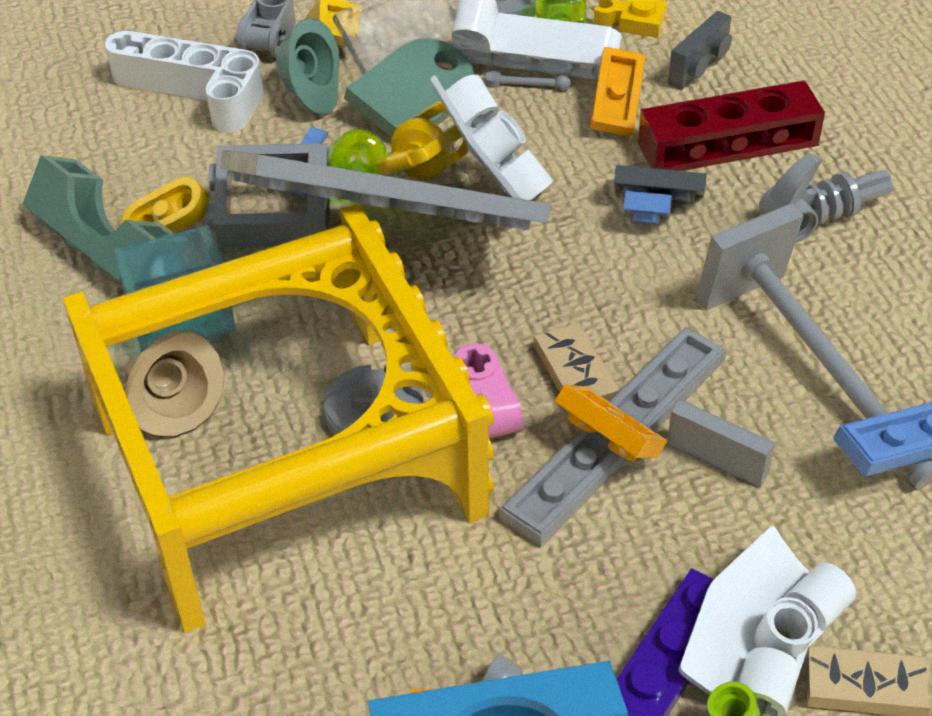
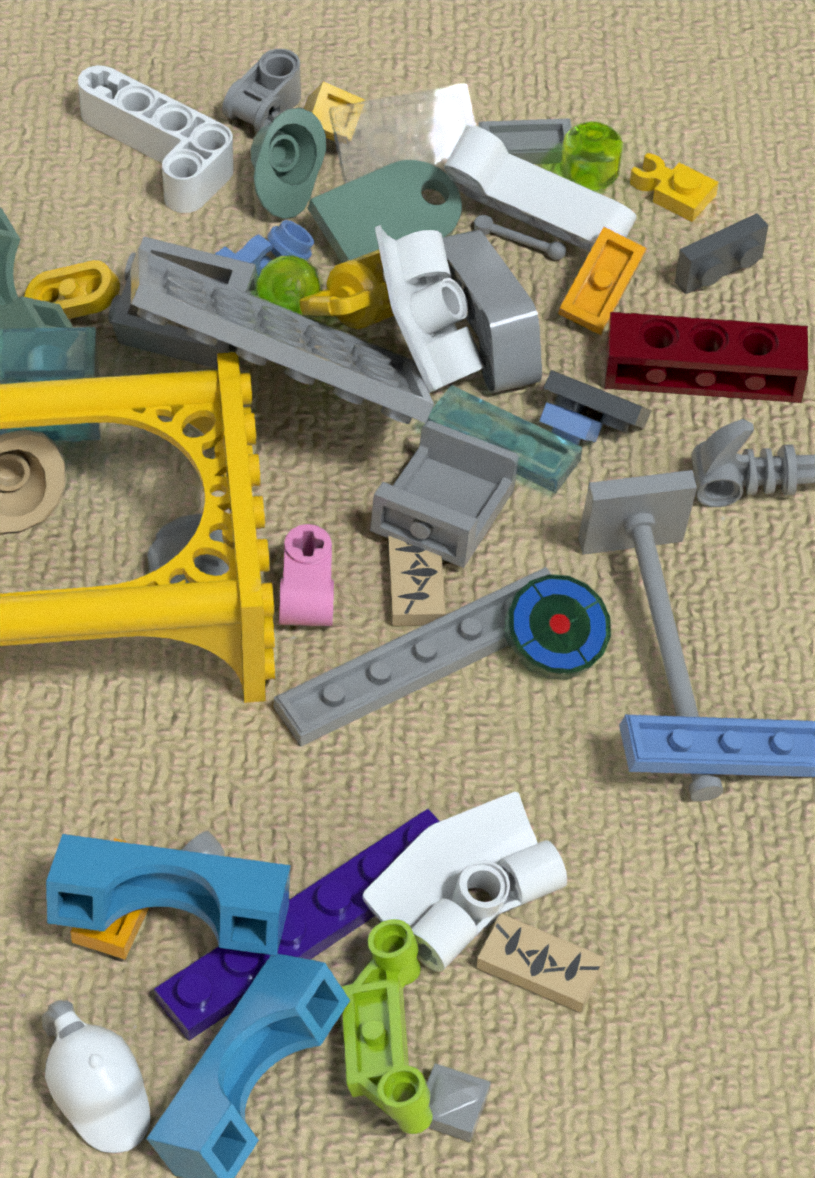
camera: 15 degrees right, 5 degrees up
(337, 124) = (290, 240): none -> medium blue plate
(556, 134) = (497, 312): none -> light grey beam
(571, 288) = (446, 494): none -> light grey panel
(594, 413) = (412, 643): light orange plate -> none
(600, 235) = (542, 454): none -> clear light blue plate
(720, 443) = (515, 696): light grey tile -> none
(725, 372) = (557, 626): none -> tile

